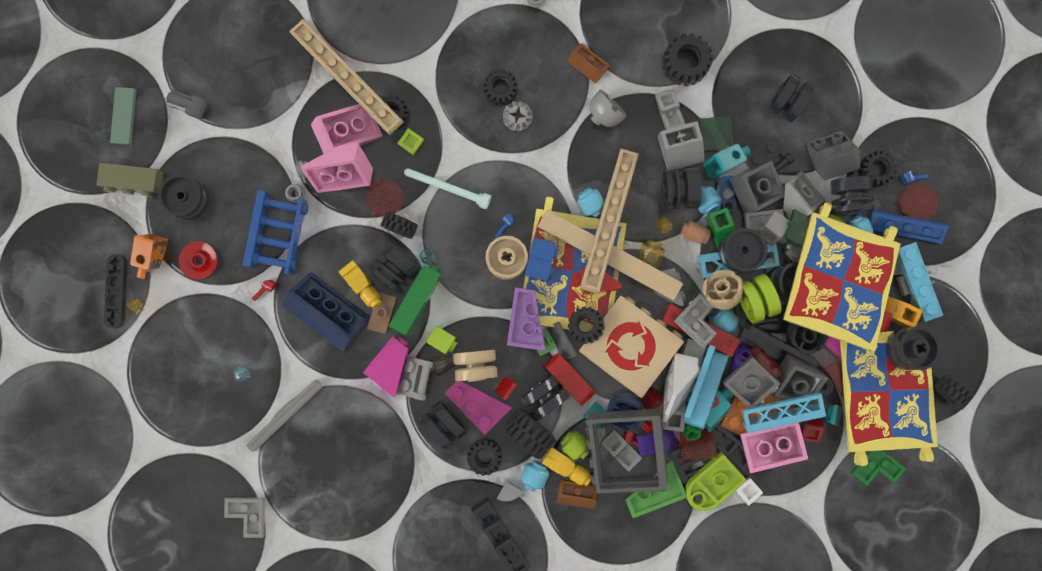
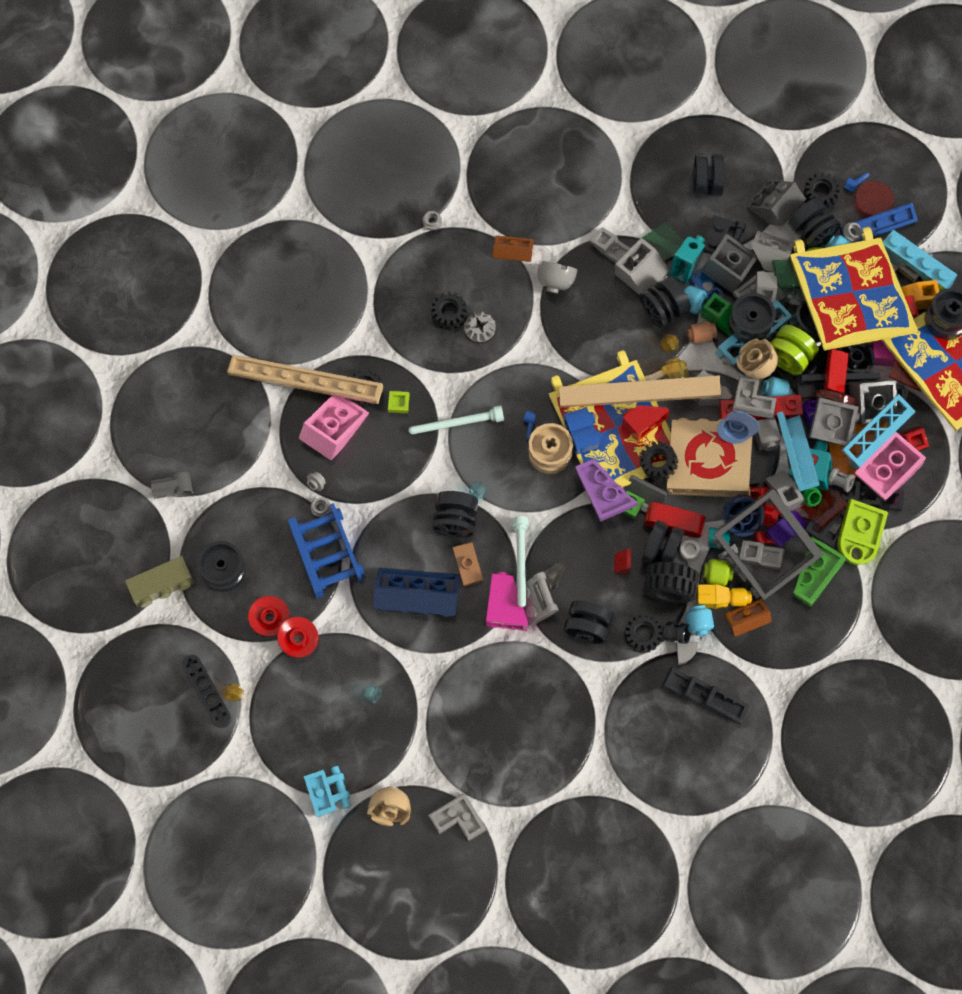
camera: 30 degrees left, 15 degrees down
(123, 116) = (117, 532): sand green tile -> none
(147, 253) = (217, 627): orange torso -> none
(152, 431) = (320, 792): none -> medium azure plate
(197, 473) = (389, 806): none -> tan cylinder
(202, 299) = (297, 627): none -> red dish
(268, 285) = (347, 601): red hand -> none
(284, 415) = (436, 707): light grey axle -> none
(339, 169) = (351, 459): bright pink slope -> none
(361, 284) = (433, 548): yellow piece -> none
(384, 196) = (405, 464): clear red tile -> none
(399, 225) = (436, 475): black tyre -> none
(416, 300) = (493, 533): green slope -> none
(442, 308) = (520, 526): none -> light aqua piece
(442, 340) = (538, 553): lime brick -> none
(475, 366) = (583, 553): tan wheel -> none
(477, 406) = (613, 593): dark pink wing -> none
(510, 474) = (676, 632): none -> black wheel
(566, 410) = (689, 550): none -> white tile
(591, 202) = (593, 360): medium azure head -> none
(609, 221) = (620, 363): tan tile -> none
(667, 340) = (737, 427): none -> medium blue piece
(679, 383) = (771, 460): white slope -> none
(697, 49) = (598, 182): black tyre -> none
(726, 432) = (841, 479): none -> light grey bush
(749, 491) = (896, 521): white plate -> none
(782, 341) = (836, 371): none -> red slope
(833, 414) = (924, 414): teal slope -> none
(883, 220) = (855, 229): none -> light grey plate

